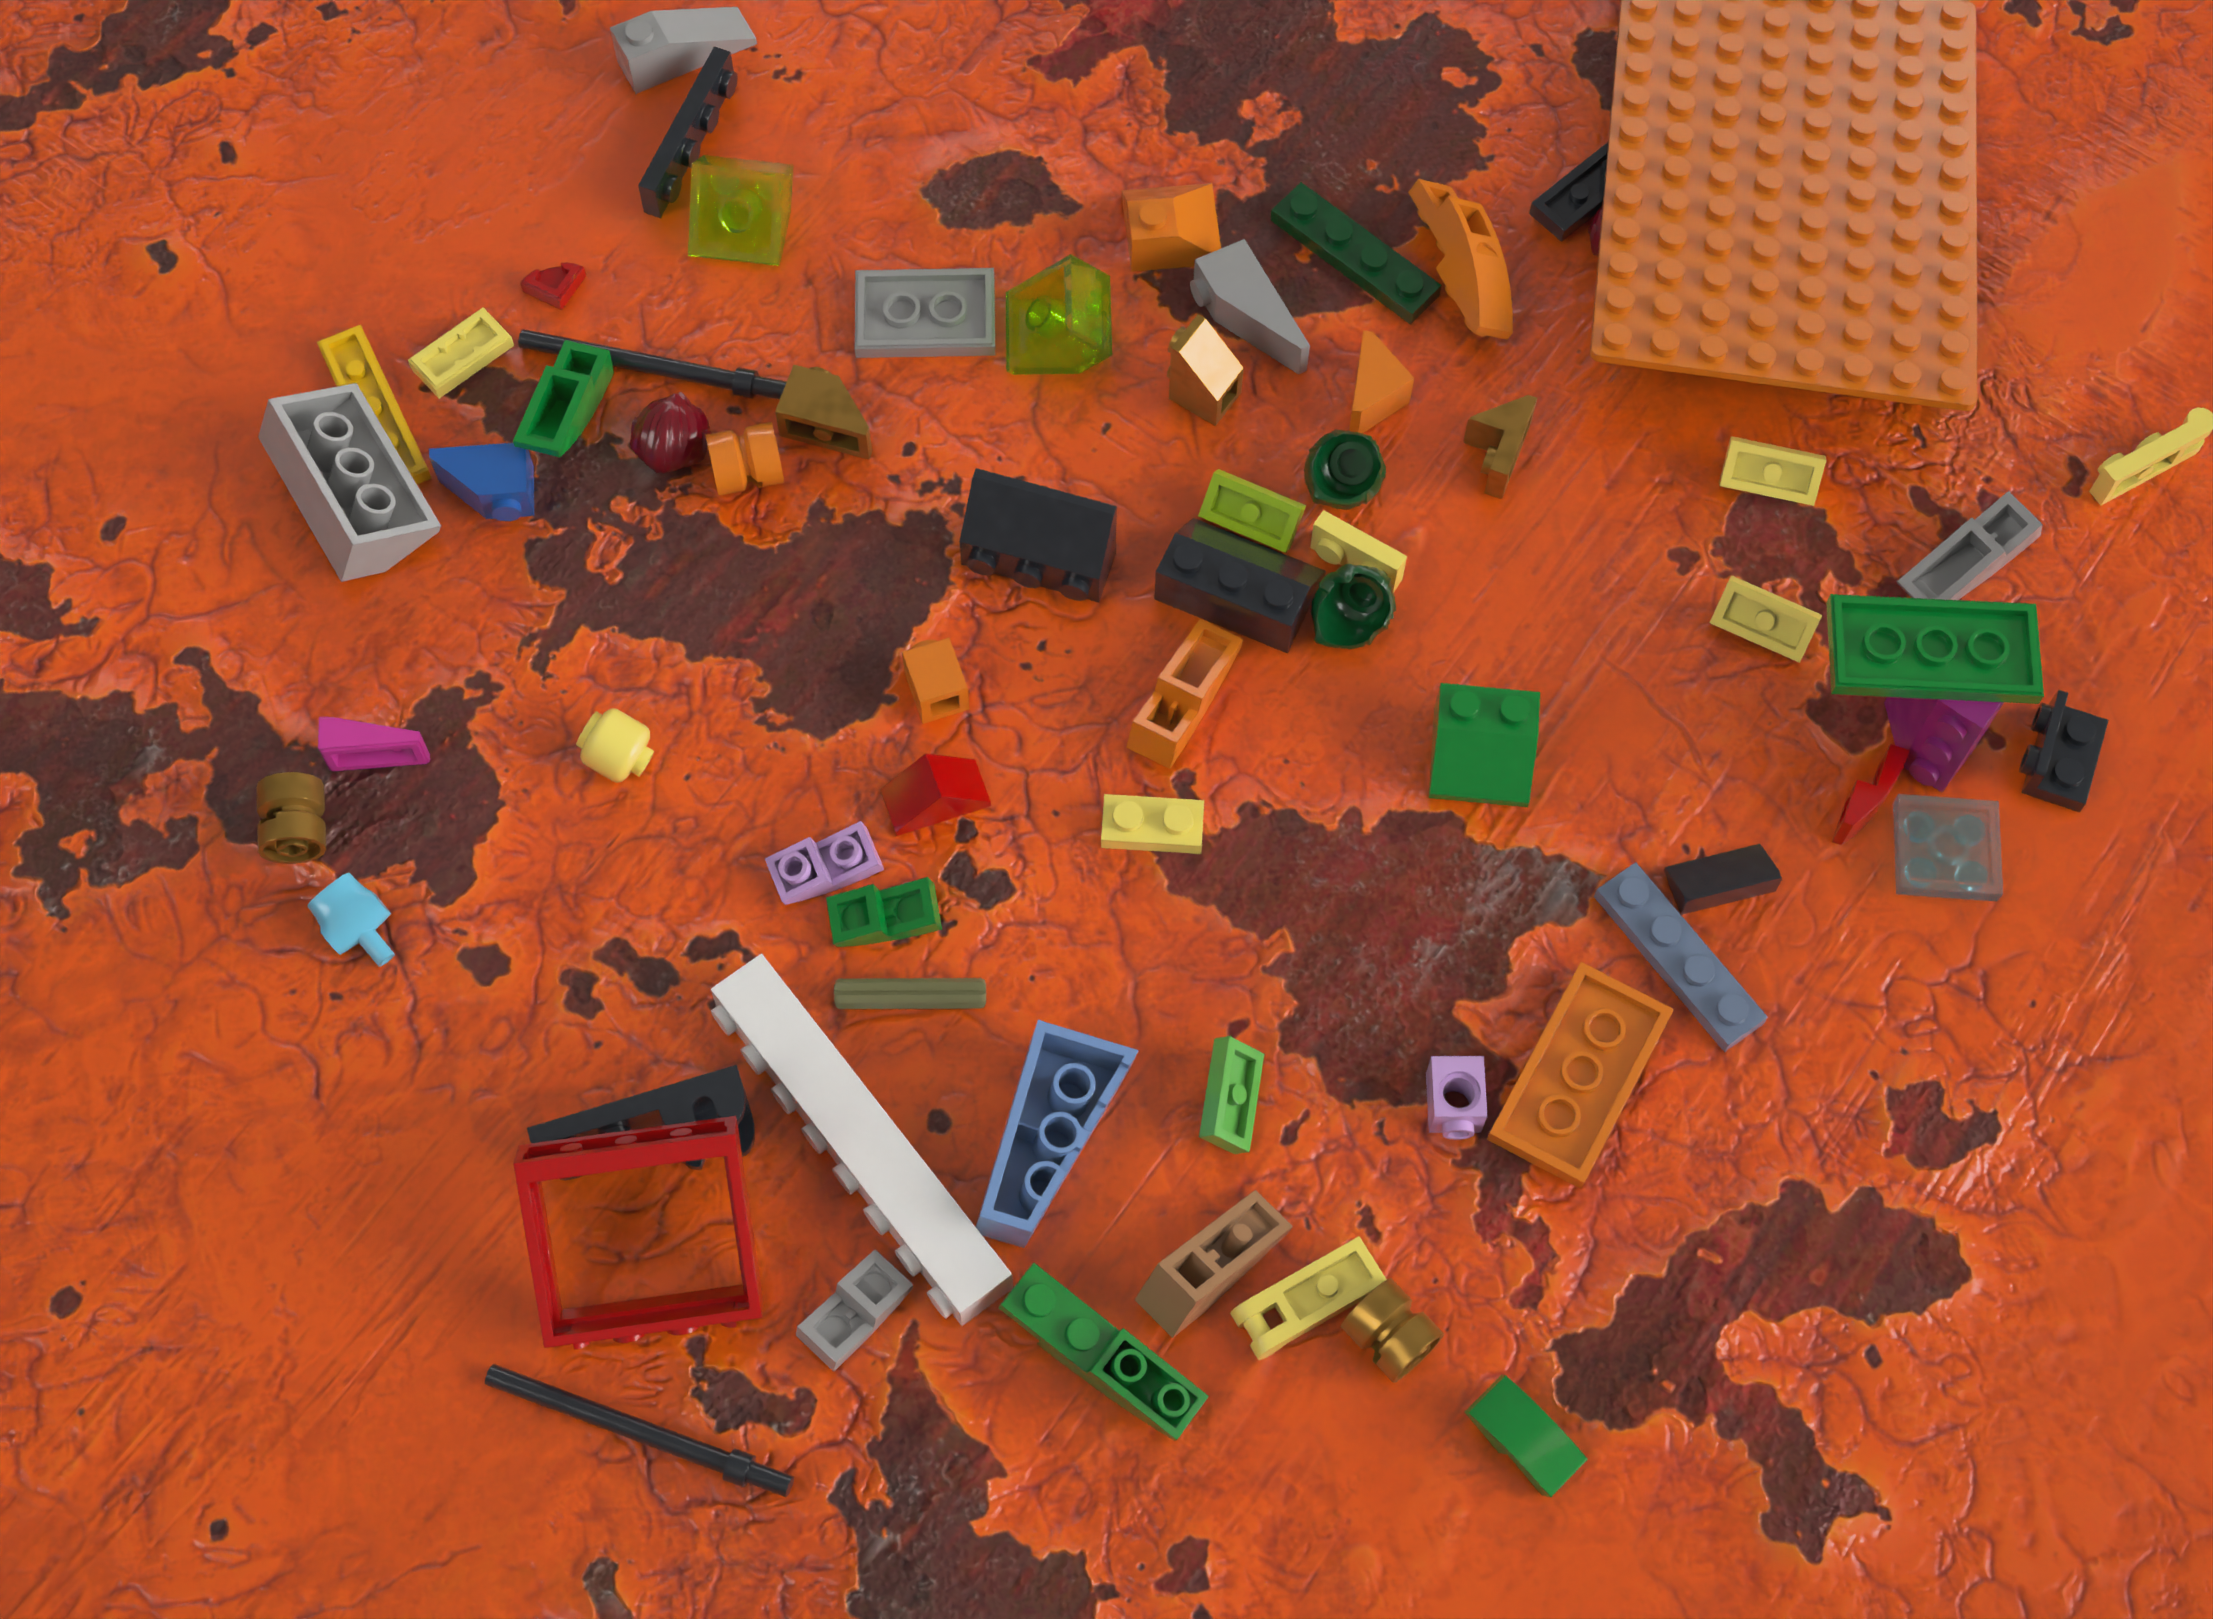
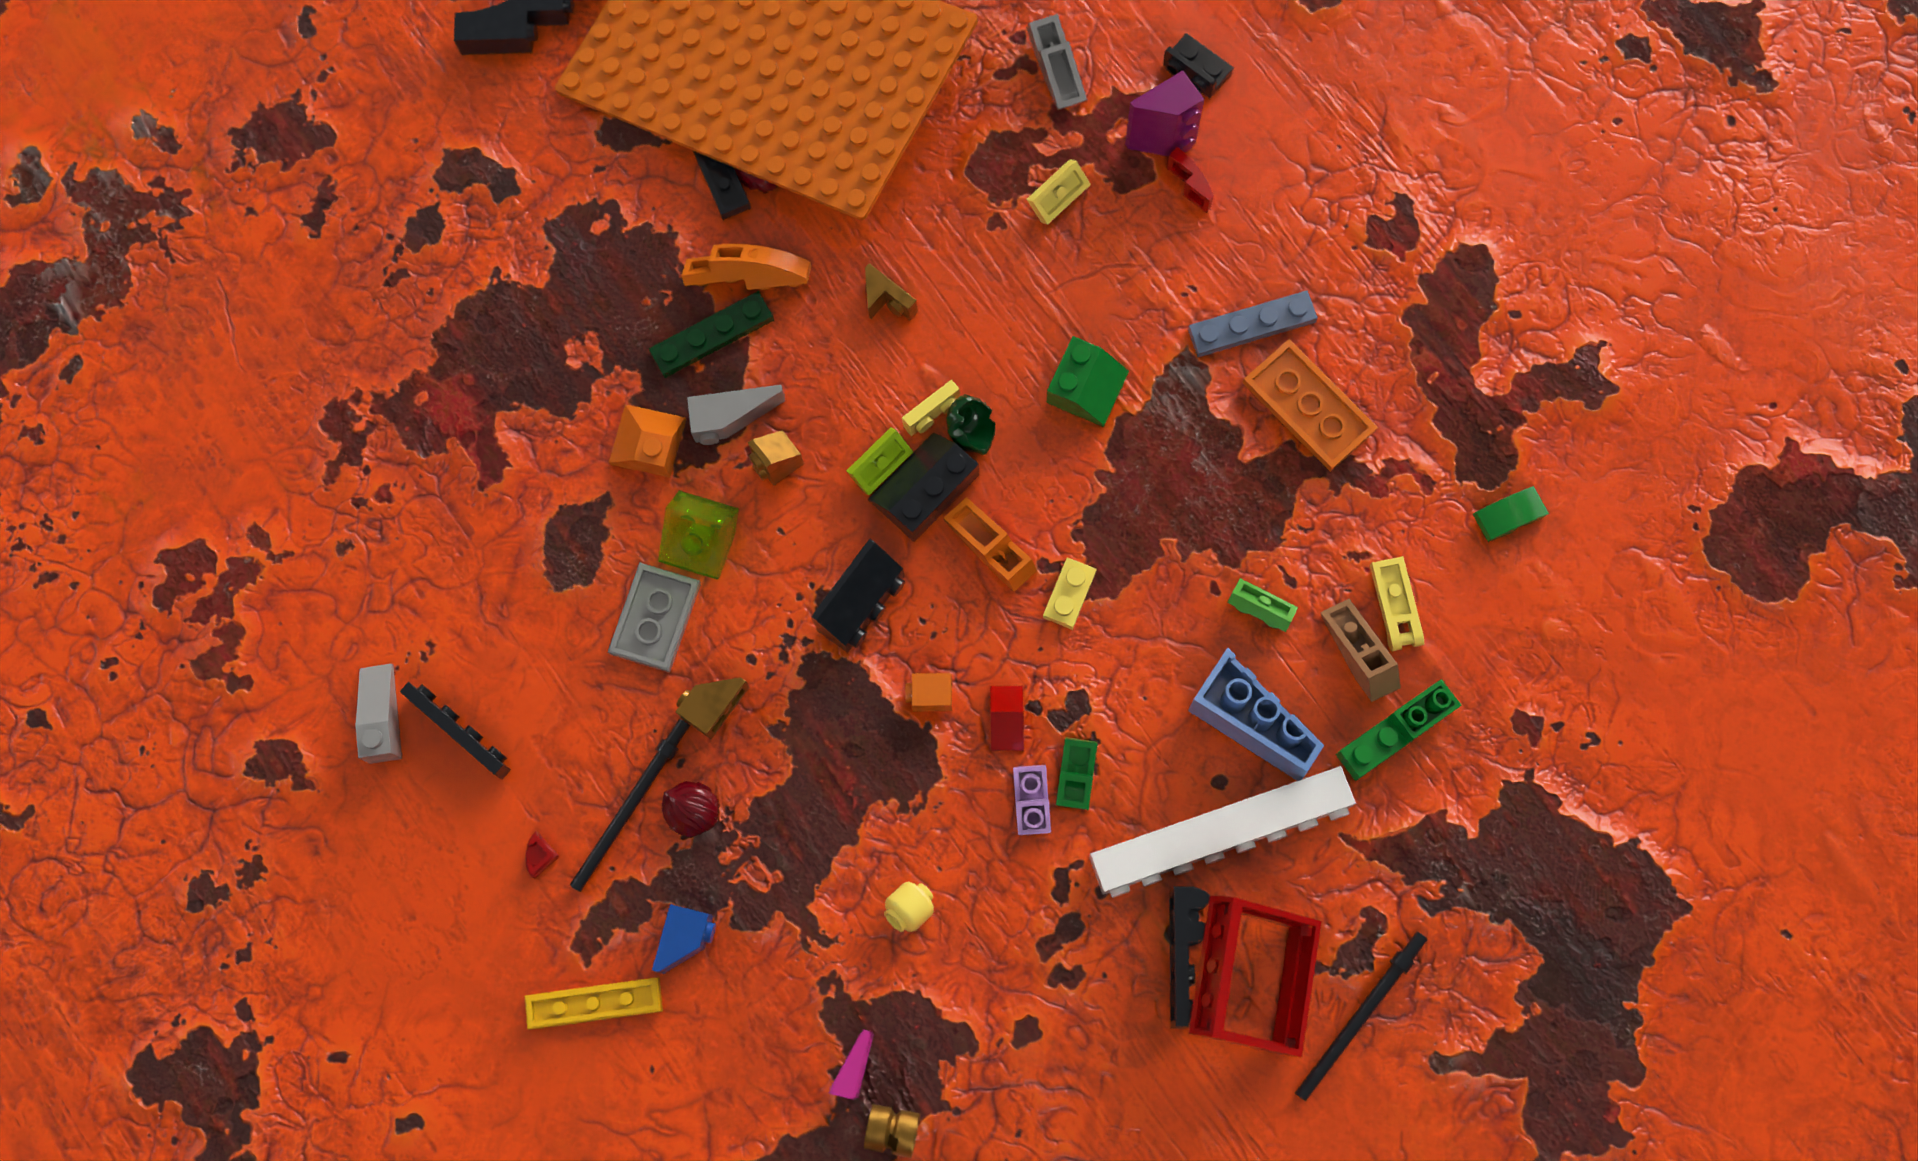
camera: 65 degrees left, 10 degrees up
(347, 479) = (650, 1033): light grey slope -> none
(350, 917) = (972, 1108): medium azure piece -> none
(461, 352) = (573, 932): light yellow plate -> none
(565, 399) = (645, 871): green slope -> none
(739, 209) = (531, 712): clear neon green slope -> none
(745, 458) = (730, 763): orange wheel -> none
(854, 1310) = (1325, 866): light grey slope -> none
(909, 993) = (1135, 773): olive axle -> none
(1344, 469) = (873, 395): dark green hair -> none
(1380, 385) = (816, 355): orange slope -> none
(1392, 1330) = (1431, 564): pearl gold wheel -> none
(1460, 1075) = (1293, 487): lavender brick -> none
(1722, 878) = (1212, 281): black slope -> none
(1772, 470) = (961, 148): light yellow plate -> none
(1934, 649) = (1147, 104): green tile -> none
(1947, 847) = (1236, 151): clear light blue plate -> none

